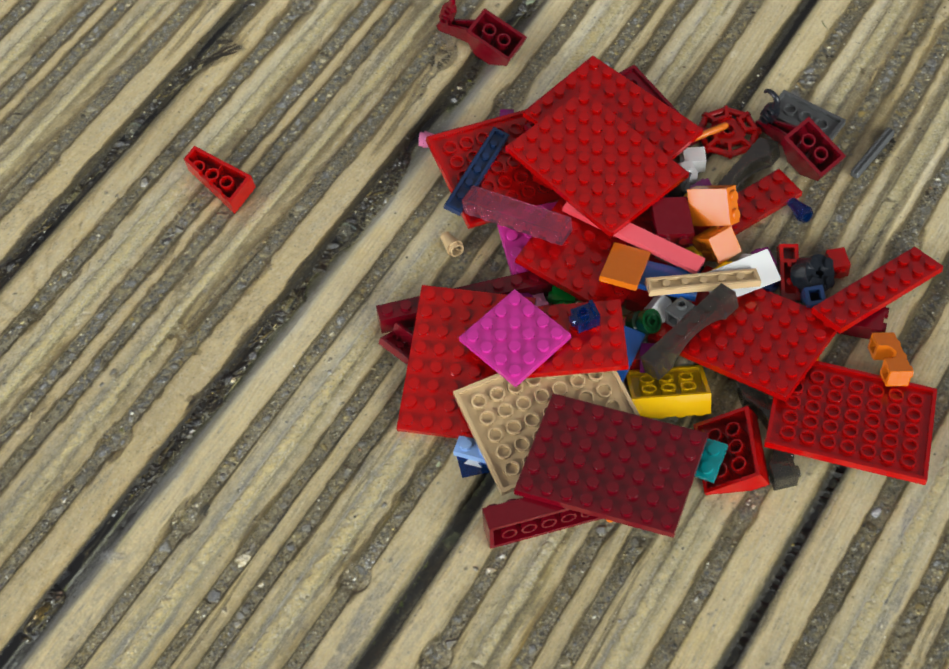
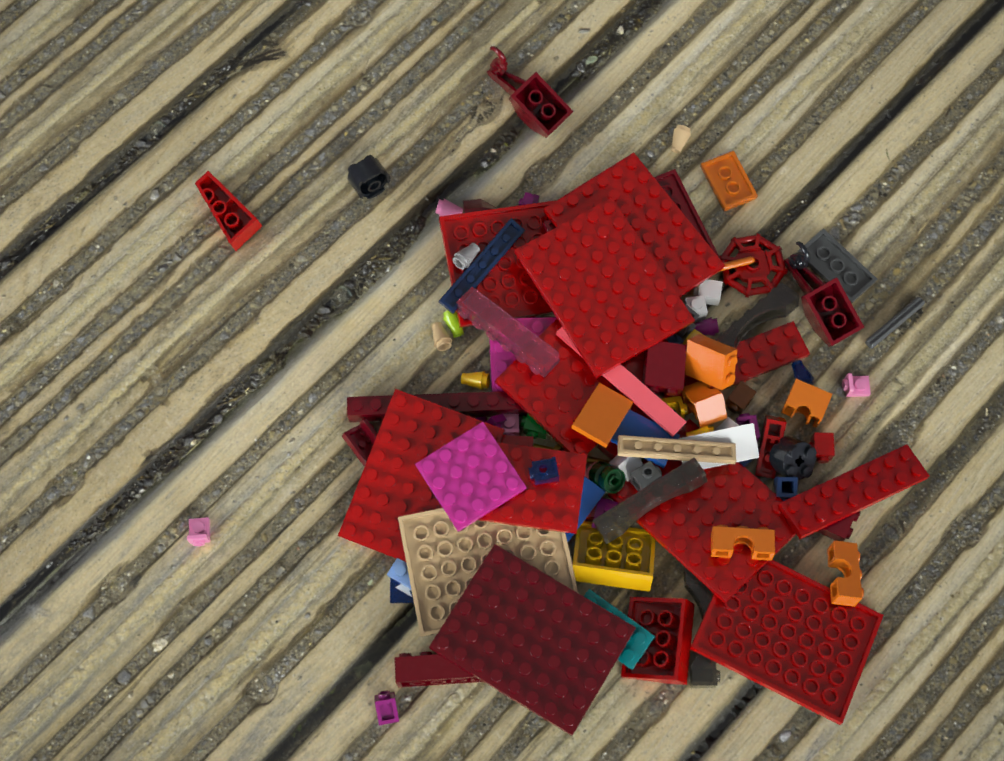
camera: 10 degrees right, 15 degrees up
(258, 452) = (199, 531): none -> bright pink bracket
(348, 126) = (368, 177): none -> black brick
(459, 164) = (464, 257): none -> light grey cone
(459, 228) = (452, 322): none -> lime cone
(484, 565) = (386, 707): none -> magenta bracket
(495, 271) = (476, 379): none -> yellow cone
(631, 42) = (680, 137): none -> tan cone
(685, 70) = (728, 181): none -> orange tile
(749, 237) = (740, 398): none -> reddish brown brick
(801, 339) = (759, 540): none -> orange arch
(811, 228) = (808, 401): none -> orange piece
(853, 209) = (856, 385): none -> bright pink bracket

